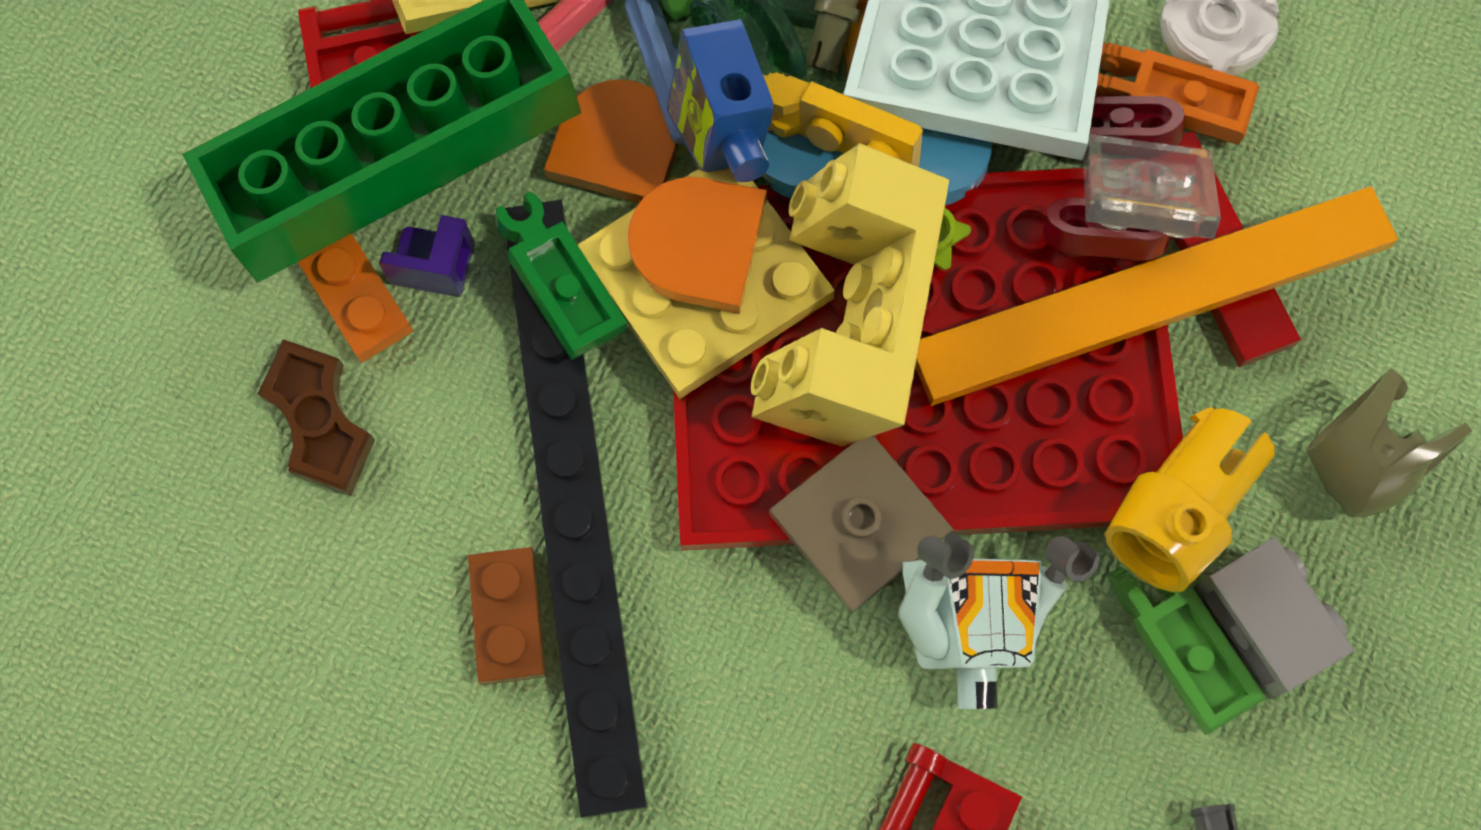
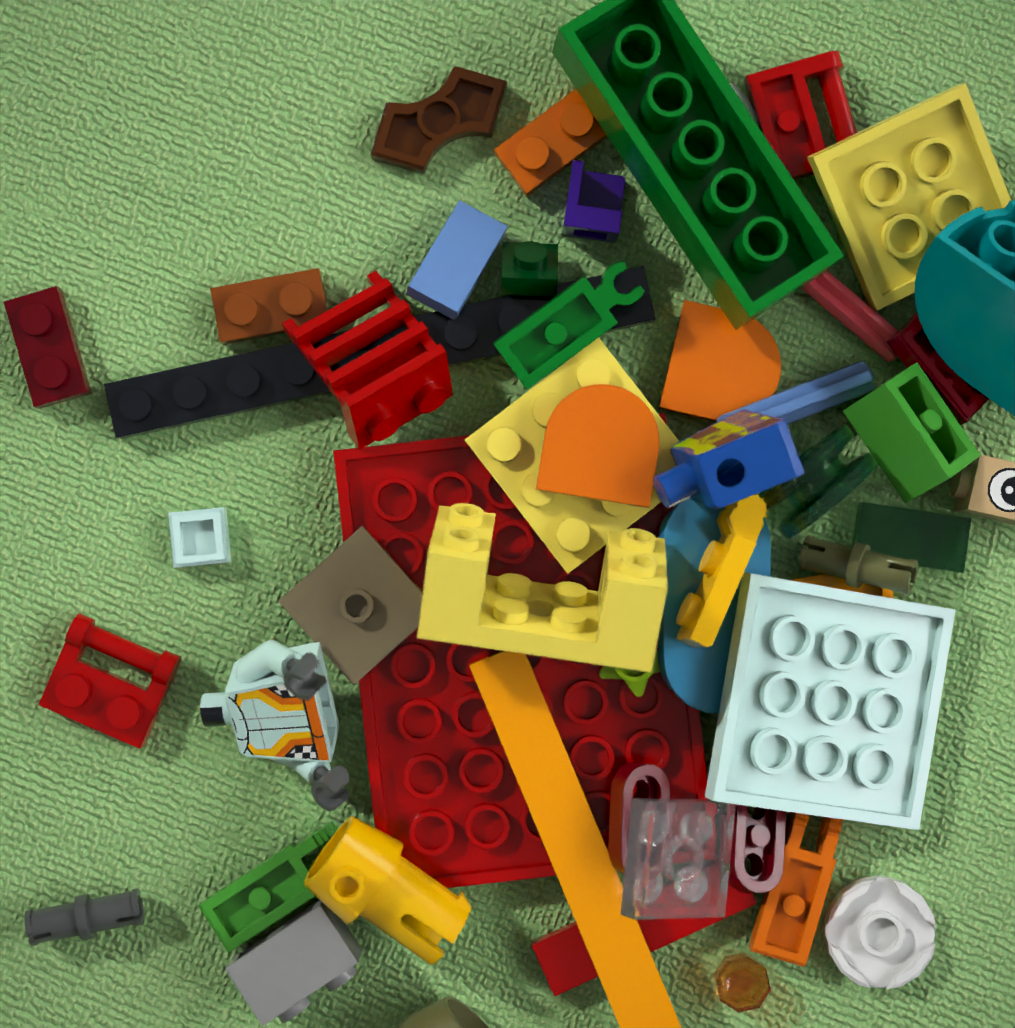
camera: 85 degrees right, 15 degrees up
(476, 399) = (456, 260): none -> medium blue tile
(493, 323) = (529, 269): none -> dark green plate
(608, 475) = (386, 383): none -> red plate
(771, 714) = (199, 537): none -> light aqua tile
(1277, 150) = (741, 982): none -> clear orange tile

